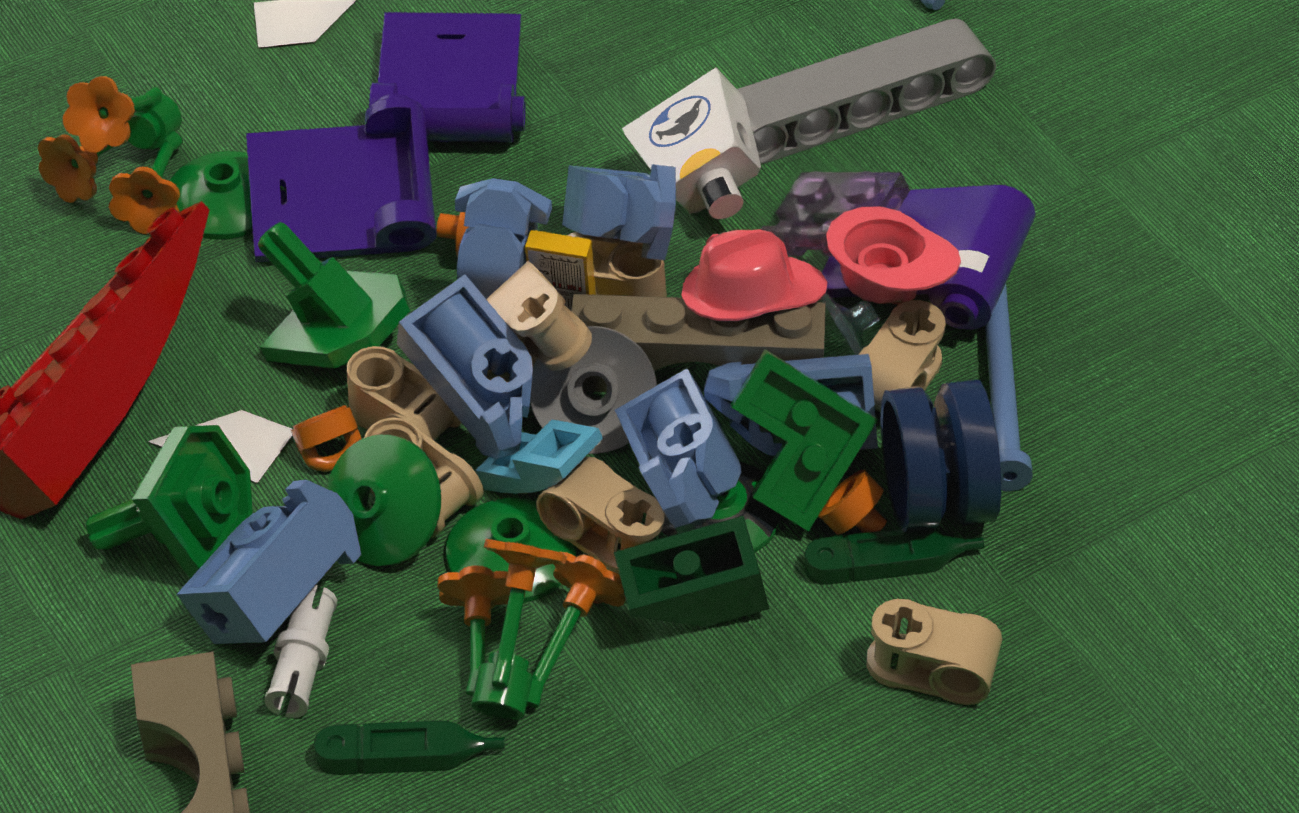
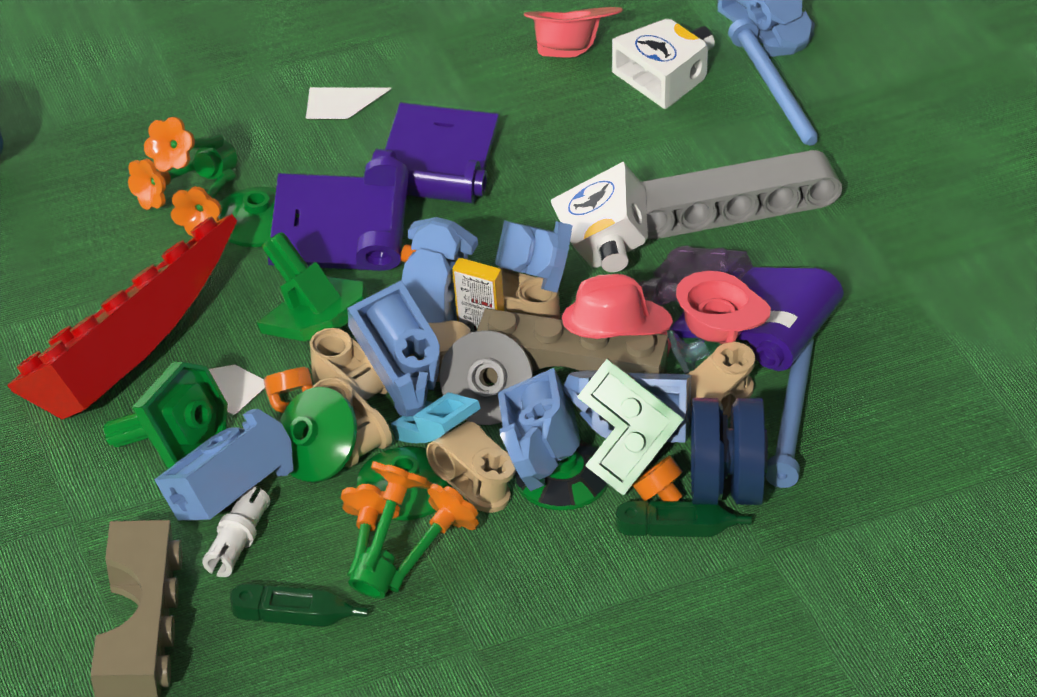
camera: 10 degrees right, 5 degrees down
(541, 319) = (453, 319): tan piece -> none
(694, 576) = (528, 513): dark green slope -> none
(938, 655) = (695, 591): tan piece -> none

